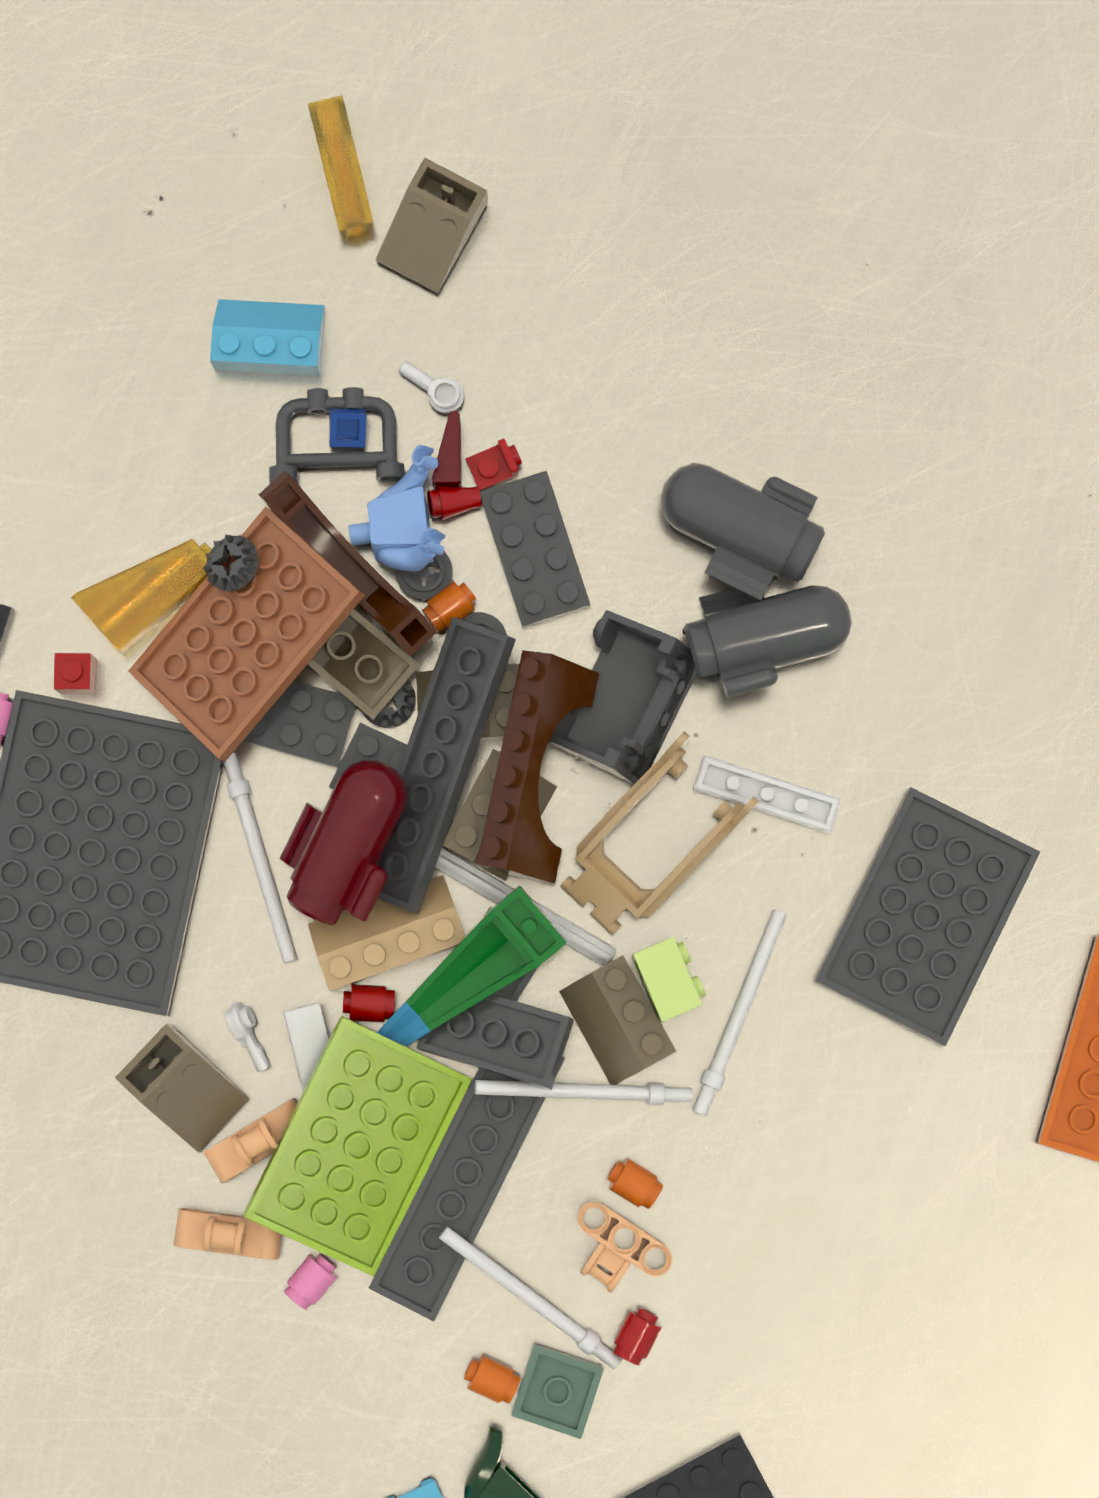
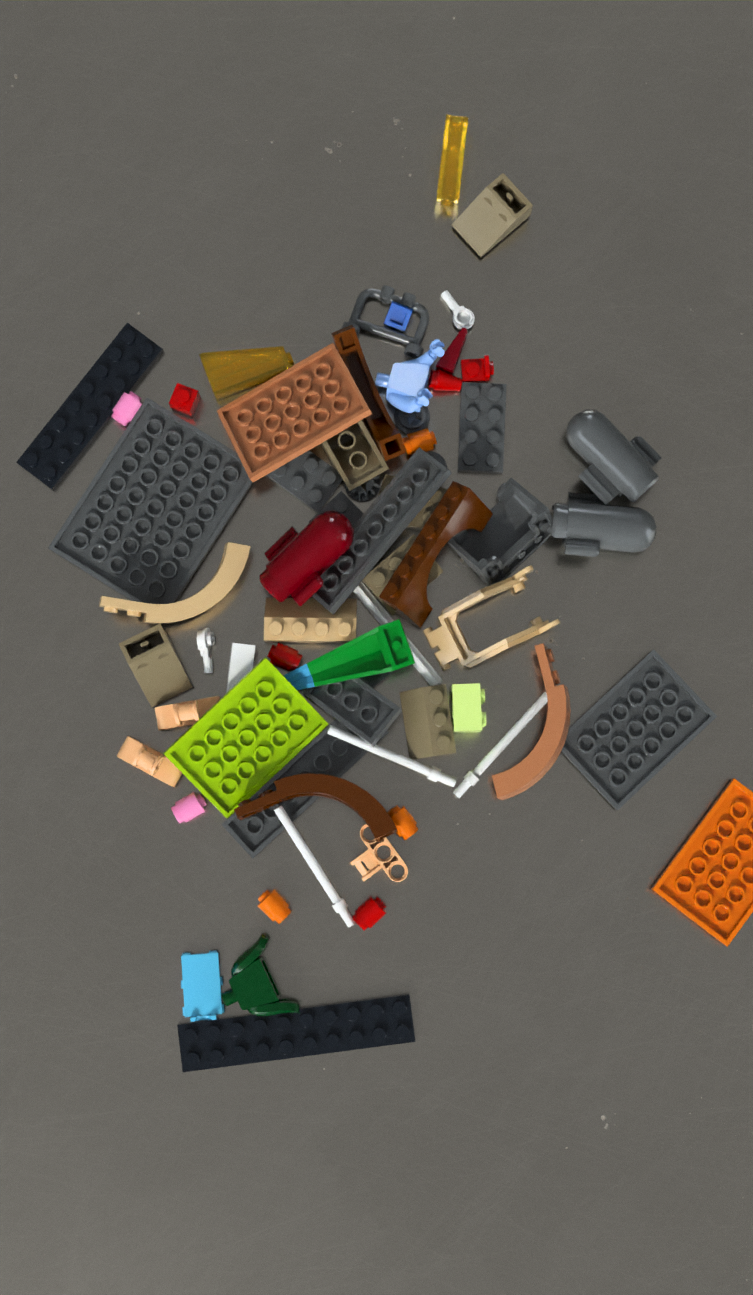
camera: 20 degrees right, 0 degrees up
(233, 929) = (217, 588): none -> tan arch
(238, 790) = (255, 505): white bar -> none
(241, 570) = (304, 373): dark grey gear -> none
(267, 337) = (371, 247): medium azure slope -> none
(501, 1174) = (324, 786): none -> reddish brown arch
(557, 1391) = (310, 927): sand green plate -> none
(774, 795) = (570, 625): white tile -> none
(810, 981) = (552, 740): none -> nougat arch

